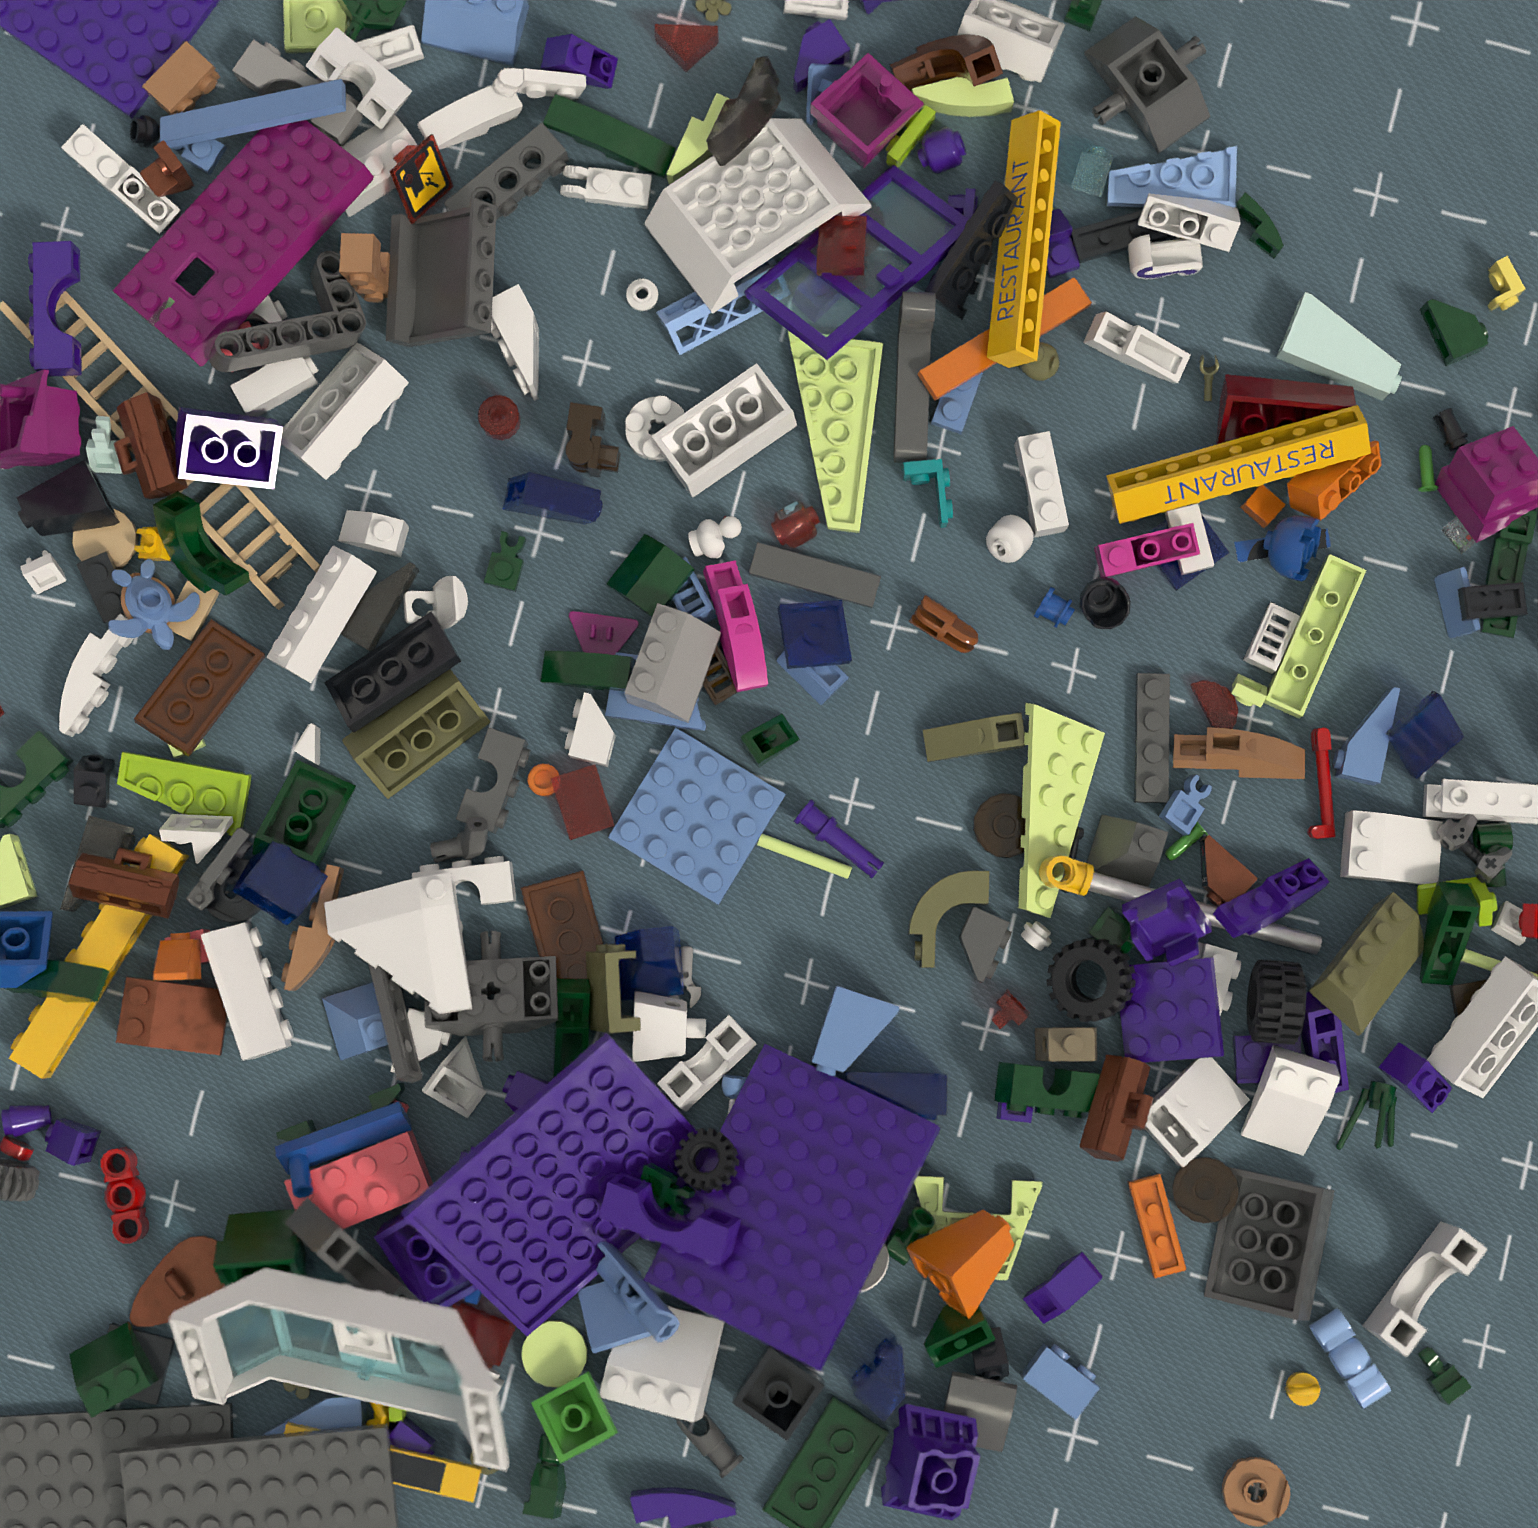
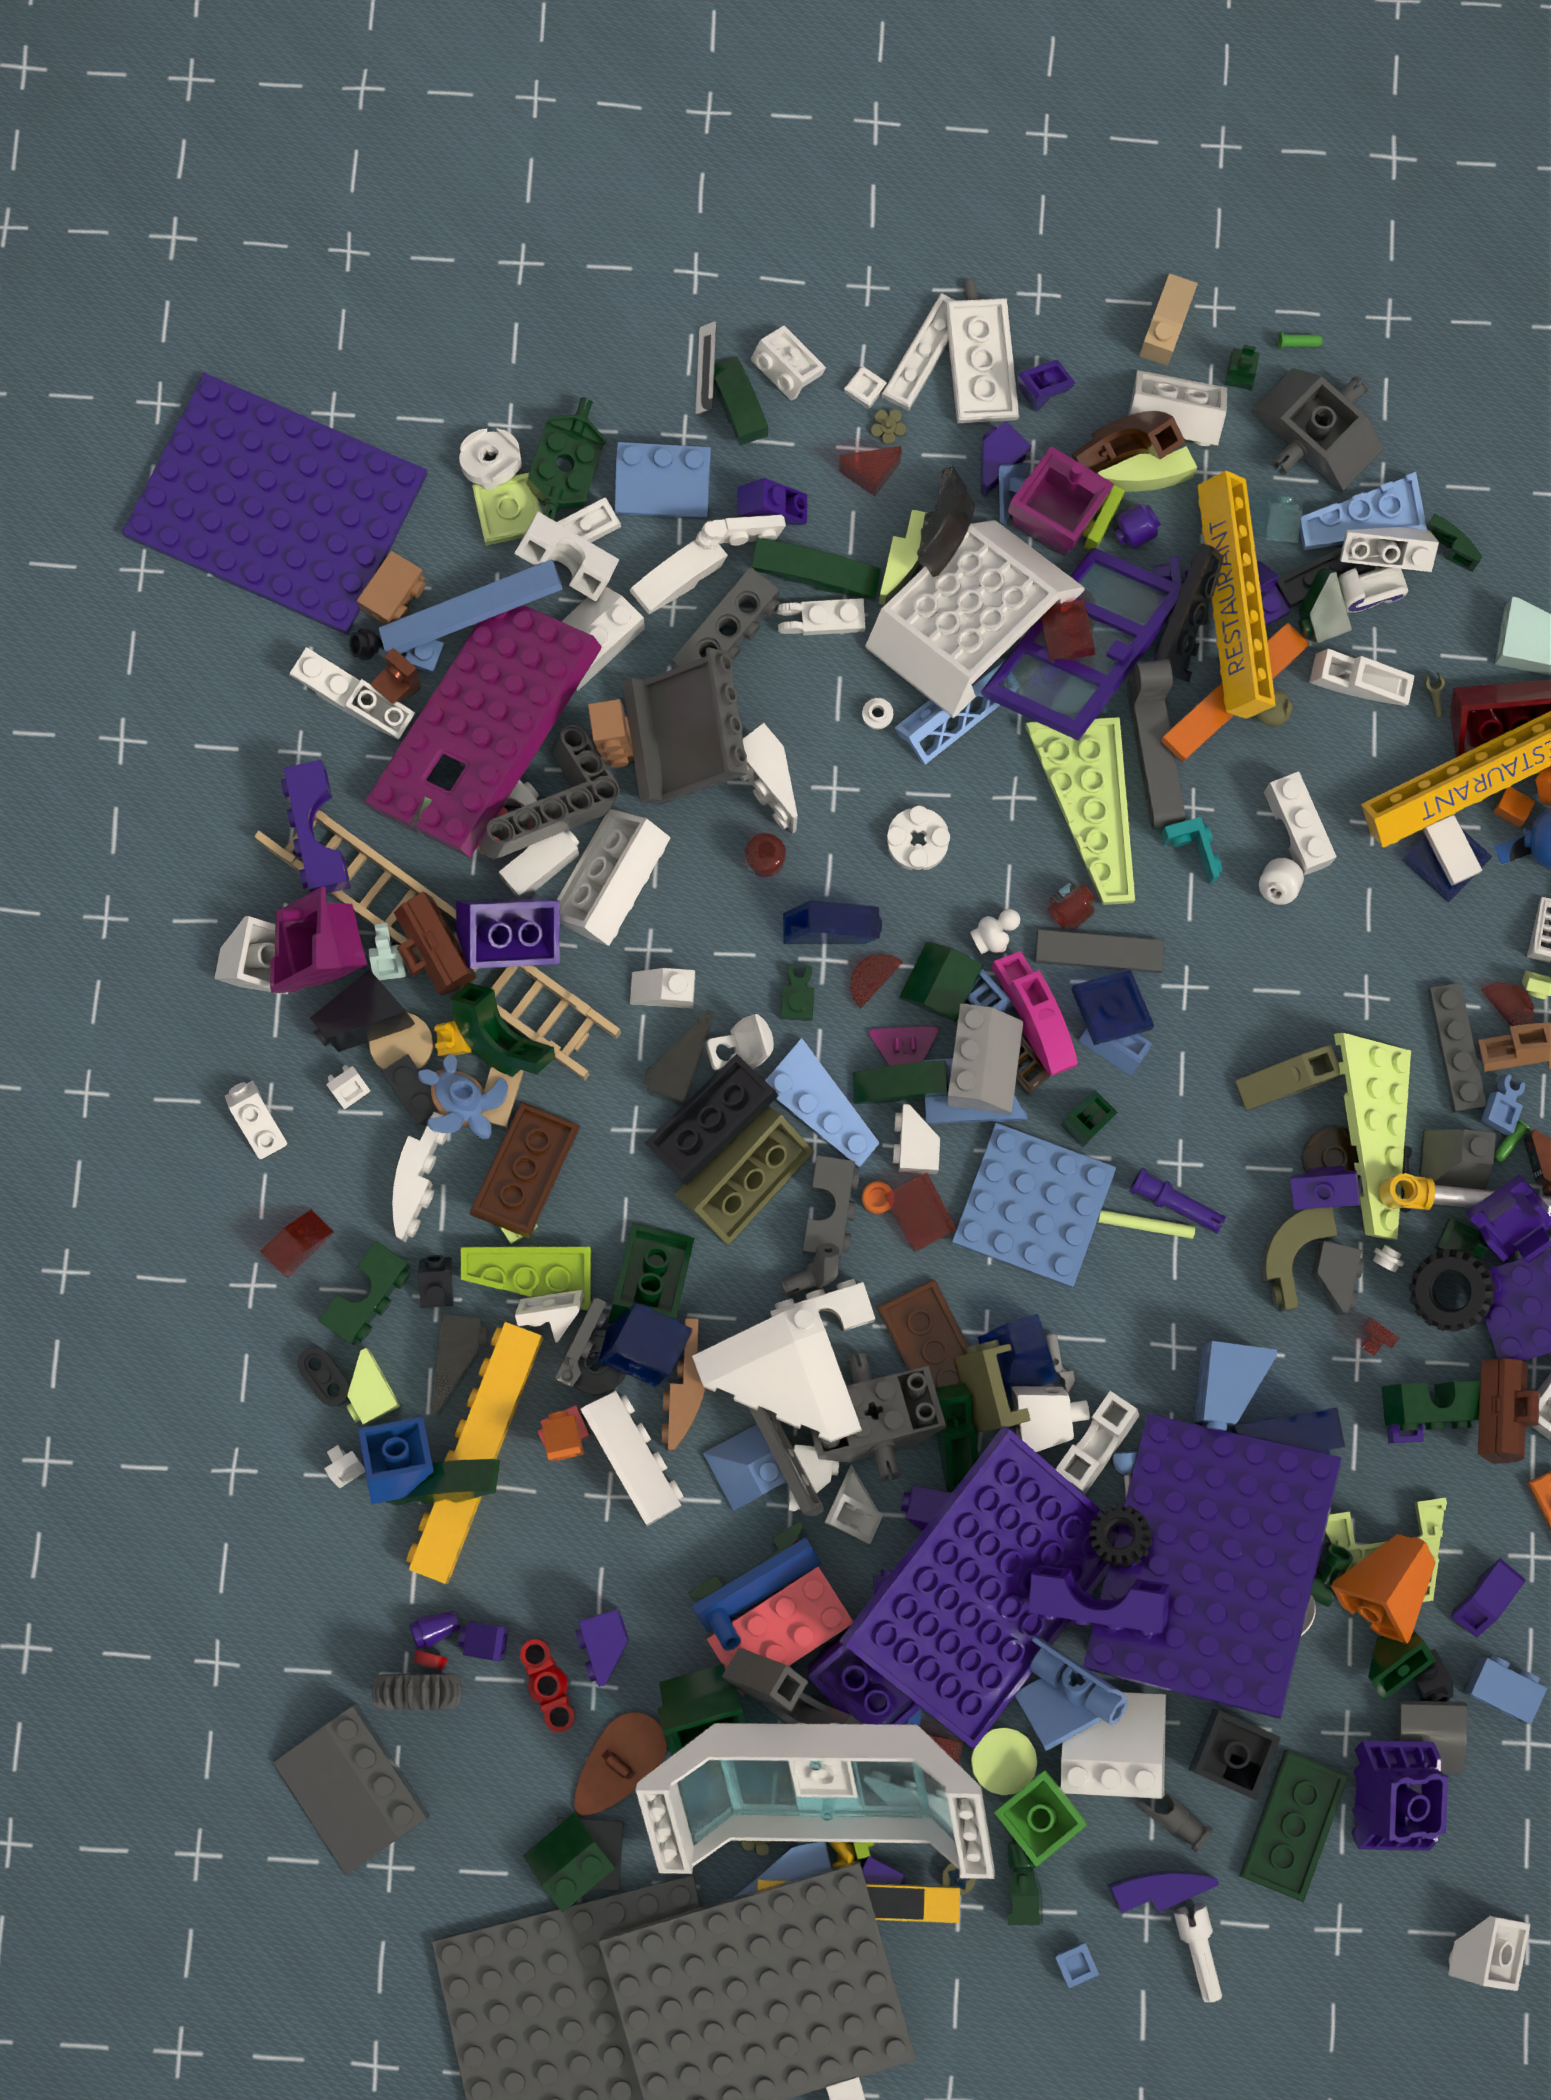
camera: 15 degrees left, 5 degrees down
(124, 886) = (493, 1376): copper piece -> none
(172, 1016) = (561, 1497): copper slope -> none
(183, 1167) = (605, 1642): none -> dark purple slope
(267, 72) = (471, 566): light grey arch -> none
(309, 744) = (641, 1207): white slope -> none
(321, 614) = (633, 1075): white slope -> none
(420, 177) = (644, 639): piece -> none
(502, 671) = (820, 1104): none -> light blue wing
(582, 558) = (871, 976): none -> clear red tile
(585, 449) = (856, 872): dark brown hips -> none
(665, 1188) = (1086, 1573): dark green plate -> none
(725, 430) = (986, 827): white slope -> none
(883, 1380) = (1336, 1721): clear blue slope -> none
(944, 625) = (1235, 976): dark orange arm -> none
(955, 406) = (1200, 766): medium blue plate -> none
(985, 855) = (1325, 1188): none -> dark purple brick
(1055, 608) = (1338, 940): blue brick -> none
(1066, 1044) = (1440, 1358): dark tan torso -> none
(1105, 603) = (1385, 926): black hair -> none
(1111, 270) = (1324, 609): none -> slope
(1147, 550) = (1414, 868): dark pink slope -> none

